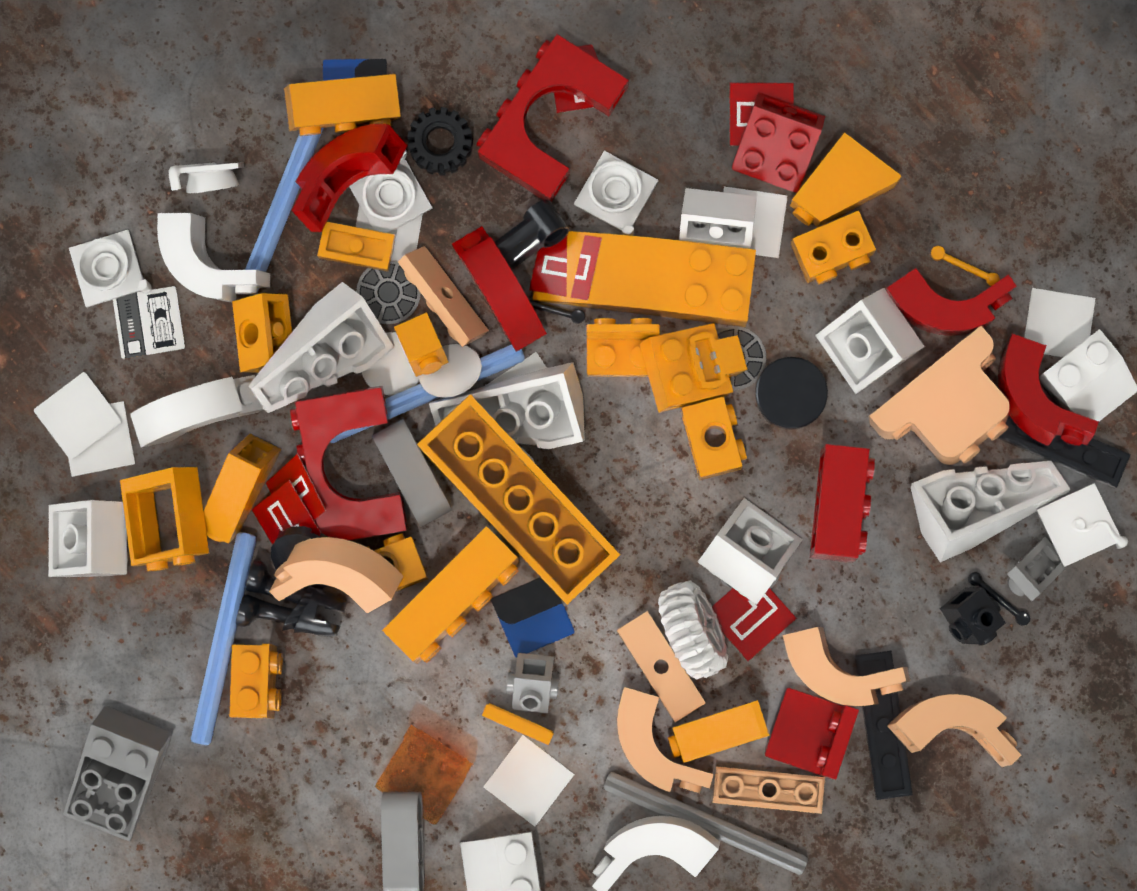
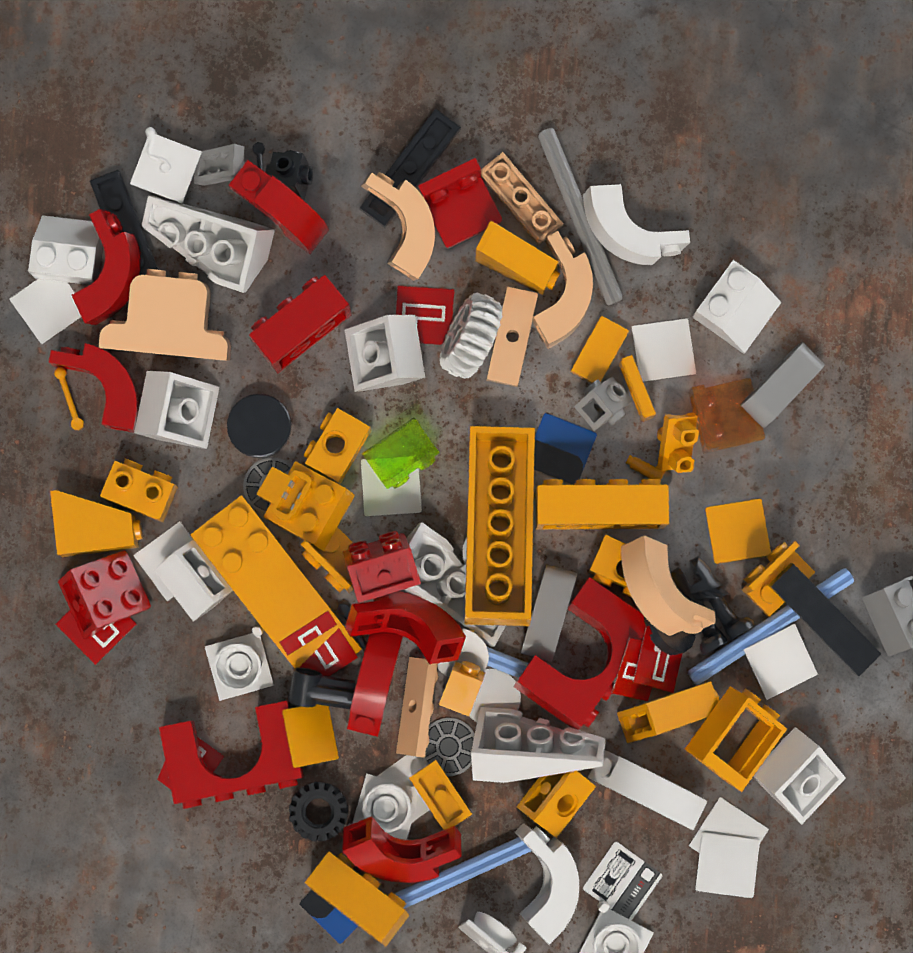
camera: 140 degrees left, 0 degrees up
(184, 684) = (824, 619): none -> black tile
(188, 617) = (780, 661): none -> white sticker
(324, 691) = (738, 531): none -> light orange sticker
(431, 671) = (648, 470): none -> light orange piece
(441, 709) = (677, 442): none -> light orange hips
(504, 191) = (310, 735): none -> light orange sticker
(514, 358) = (413, 618): none -> red arch
(579, 371) = (381, 566): none -> red bracket
(579, 726) = (599, 350): none -> light orange tile
(639, 451) = (389, 501): none -> white sticker
(654, 482) = (401, 454): none -> clear neon green bracket
(929, 717) = (376, 141): light nougat arch -> none
(953, 580) = (281, 205): none -> red arch

